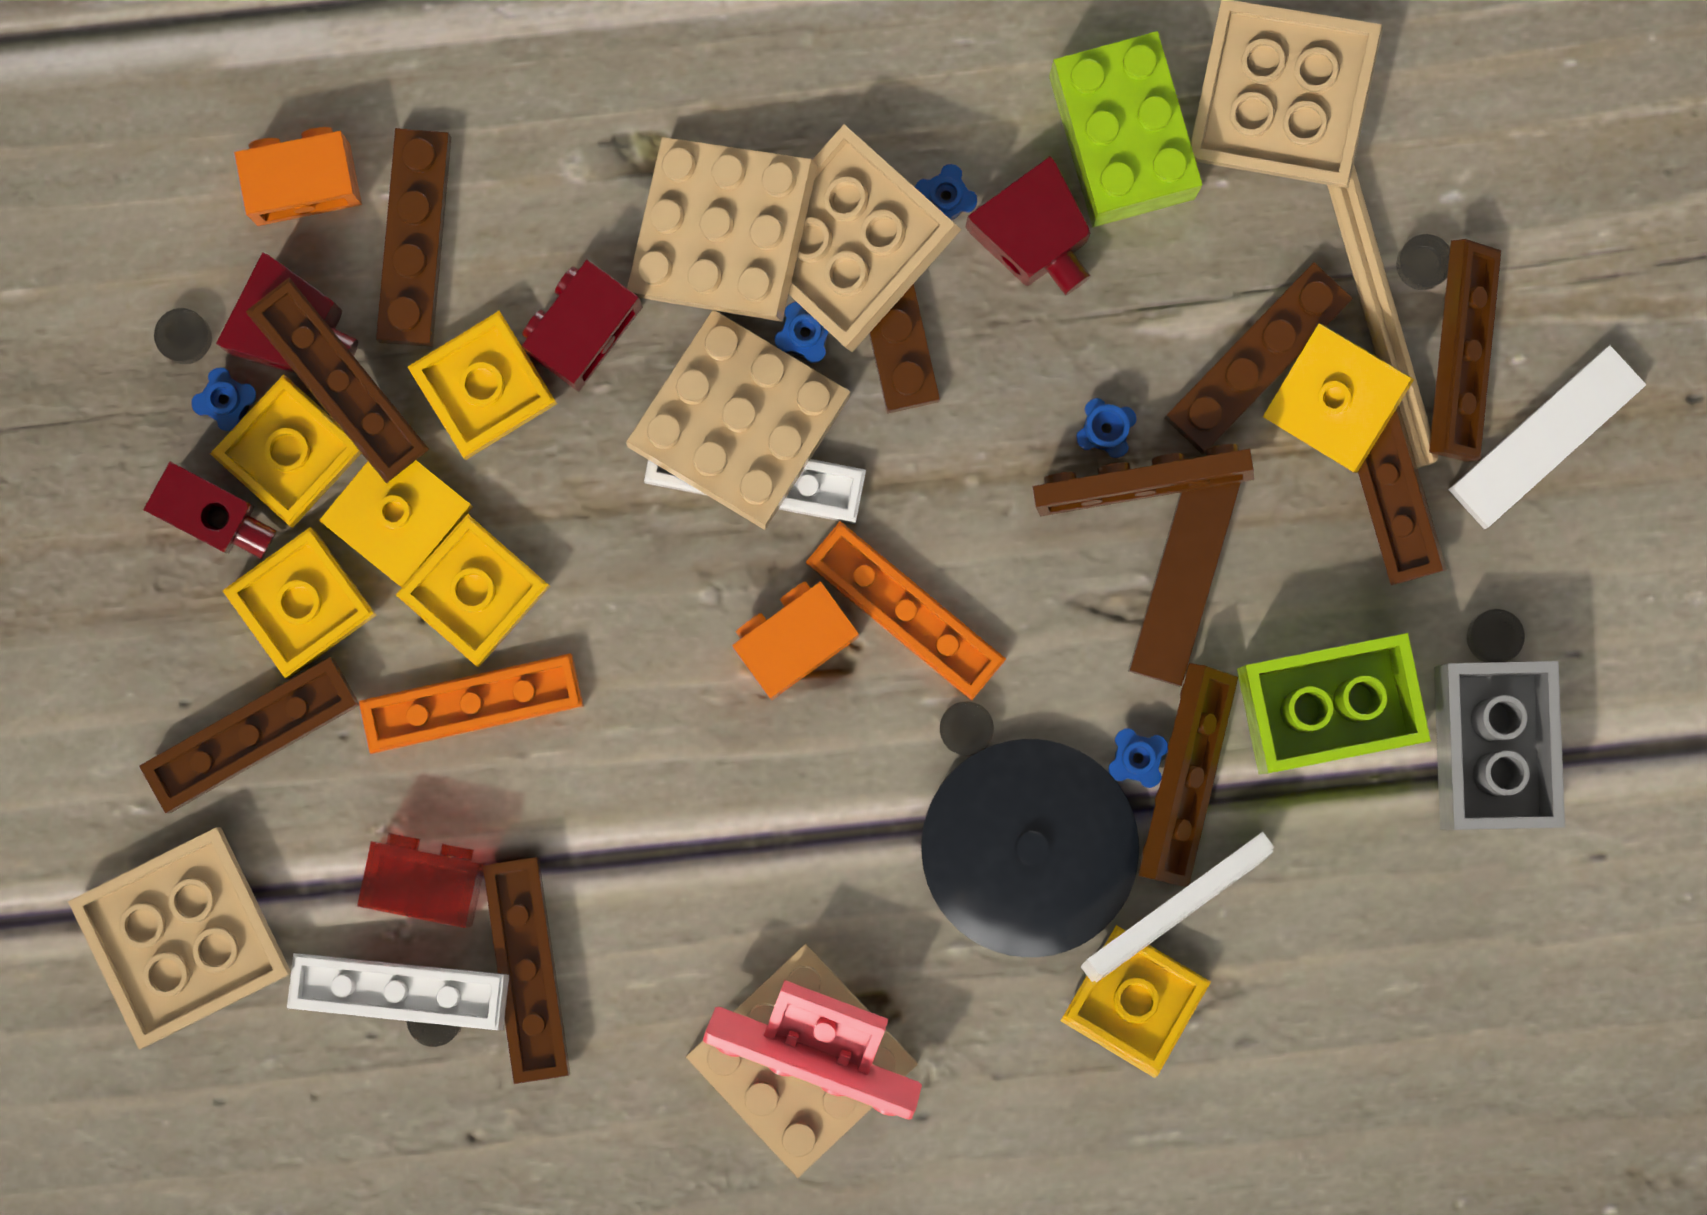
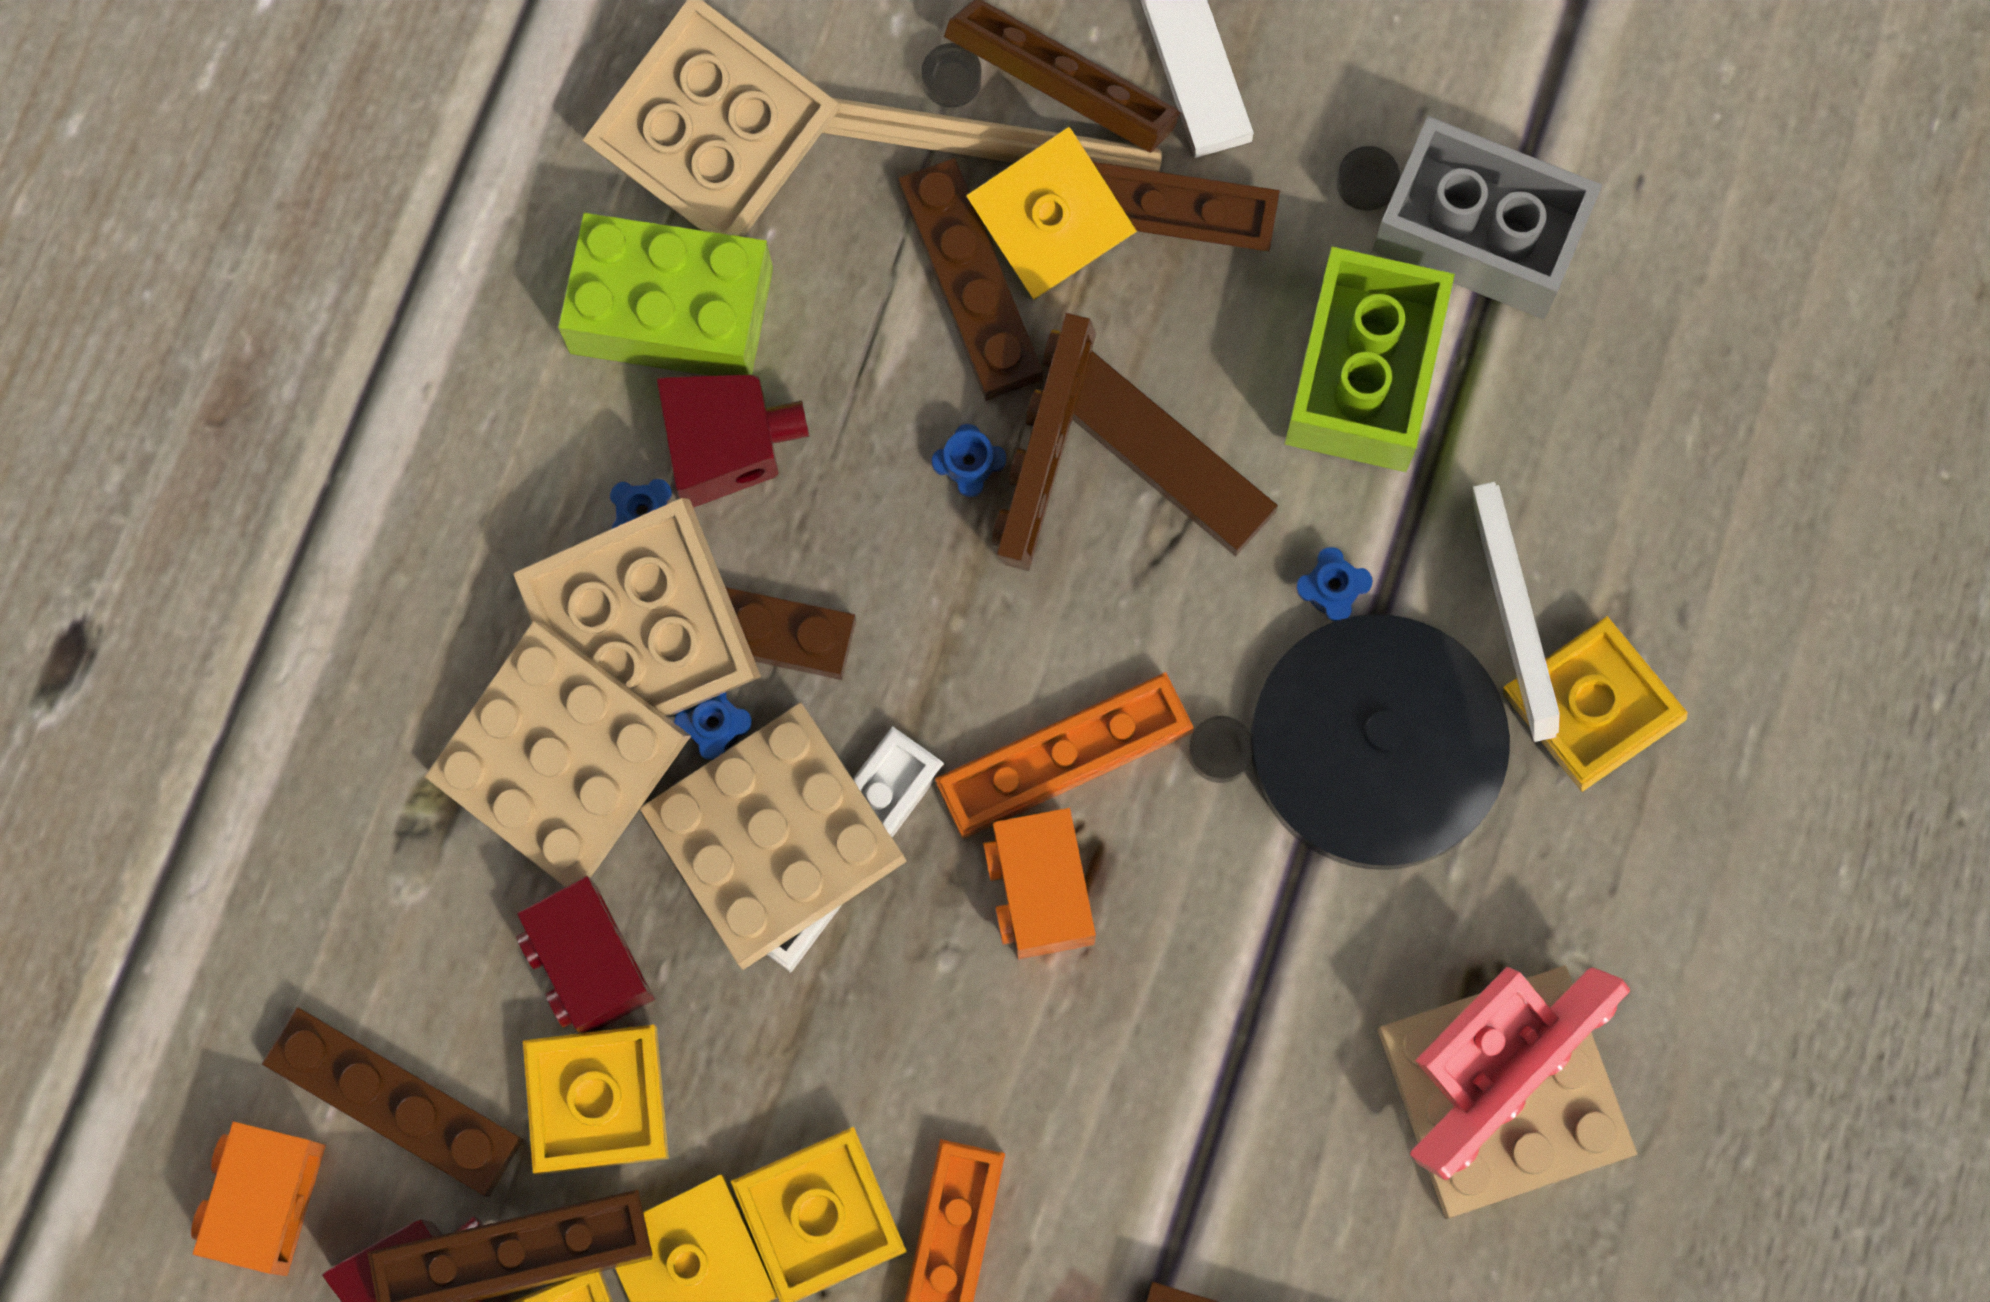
camera: 60 degrees left, 10 degrees down
(1188, 775) = (1377, 540): reddish brown plate -> none

